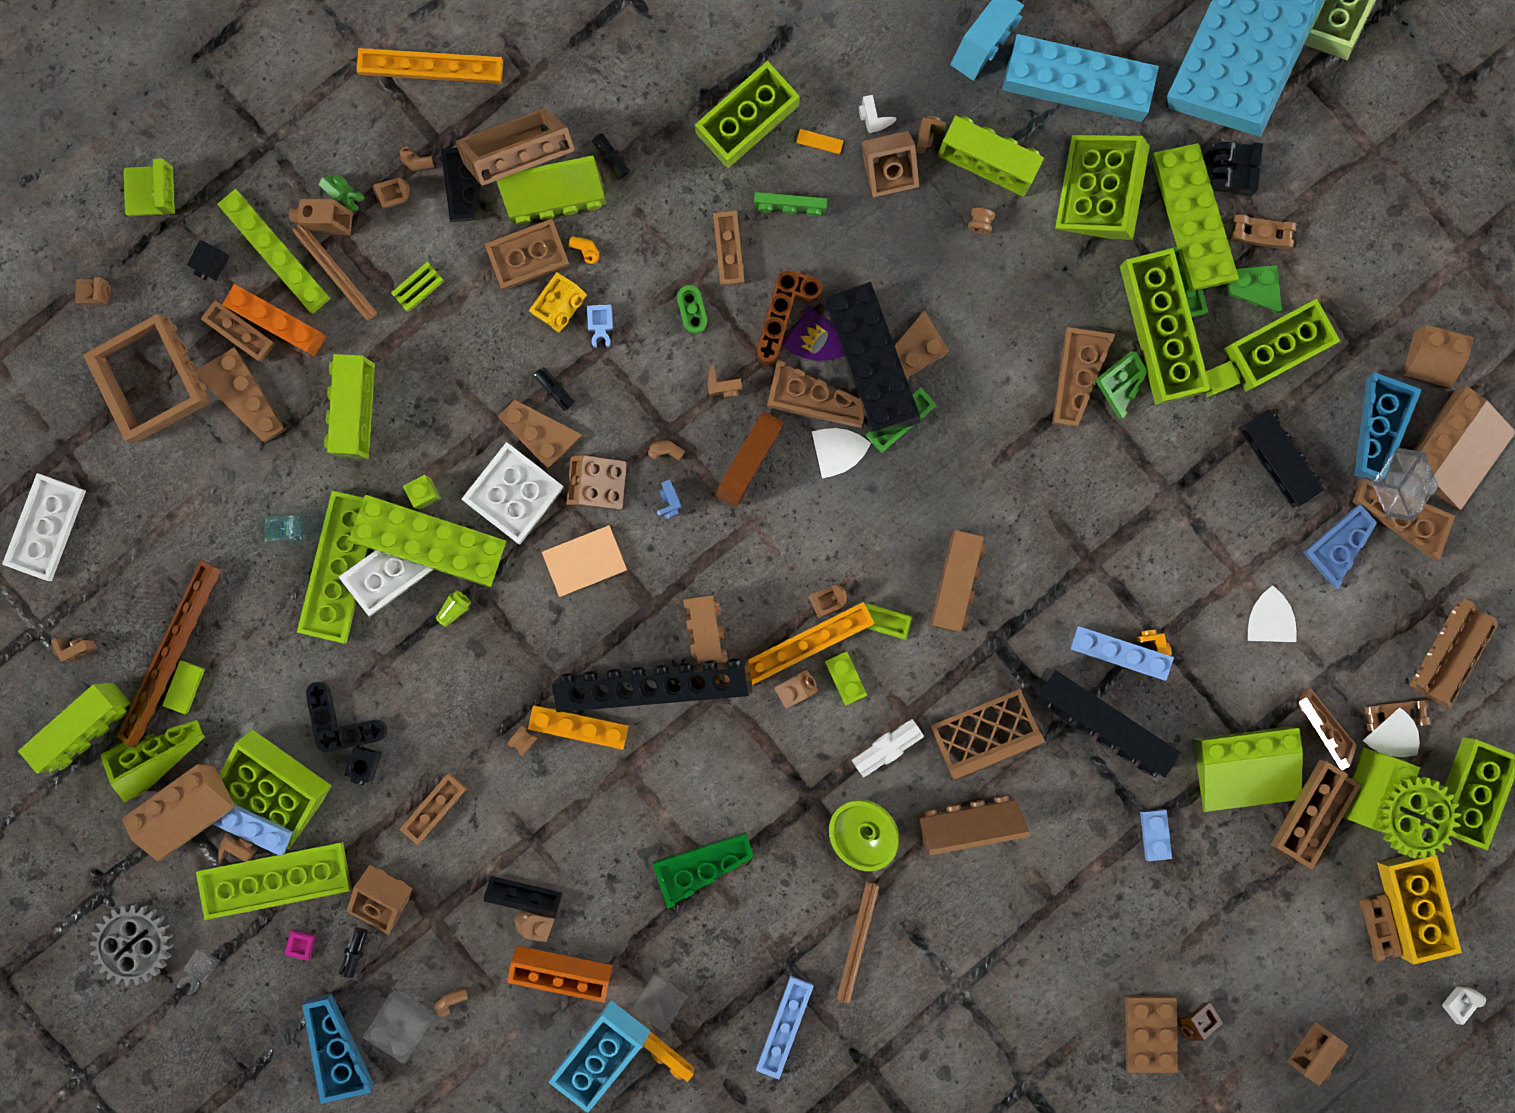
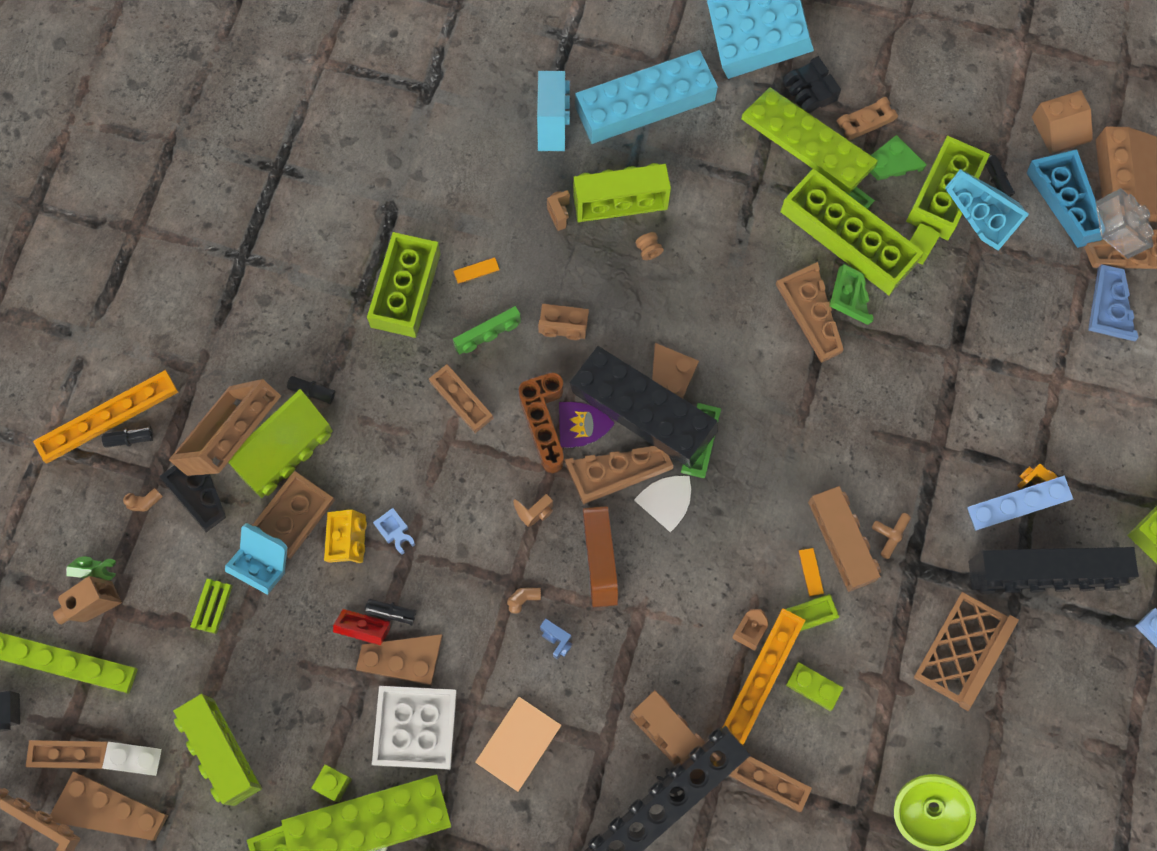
camera: 40 degrees left, 15 degrees down
(274, 320) = (96, 721): orange brick -> none
(283, 367) = (131, 758): none -> white plate
(335, 272) = (127, 642): medium nougat axle -> none
(392, 192) = (138, 540): medium nougat plate -> none
(436, 96) = (127, 437): none -> black axle
(476, 275) = (259, 559): none -> medium azure bracket
(523, 385) = (361, 627): none -> red plate
(588, 248) = (340, 476): light orange arm -> none
(596, 482) = (481, 667): medium nougat bracket -> none
(692, 310) = (465, 467): bright green plate -> none
(757, 726) = (772, 783): none -> medium nougat plate
(796, 689) = (780, 726): medium nougat bracket -> none
(860, 238) = (563, 321): none -> medium nougat bracket
(868, 113) = (501, 223): white plate -> none
(887, 748) = (894, 721): white piece -> none
(891, 163) = (546, 249): medium nougat slope -> none
(911, 588) = (811, 572): none -> light orange window
(972, 825) = (1017, 735): medium nougat slope -> none
(1001, 607) = (894, 535): none -> medium nougat piece
(1103, 185) = (722, 161): lime slope -> none
(1272, 618) = (1107, 397): white sticker -> none
(1281, 458) = (1015, 270): black brick -> none
(1297, 388) = (986, 208): none -> medium azure wedge
(1336, 366) = (998, 176): none -> black axle

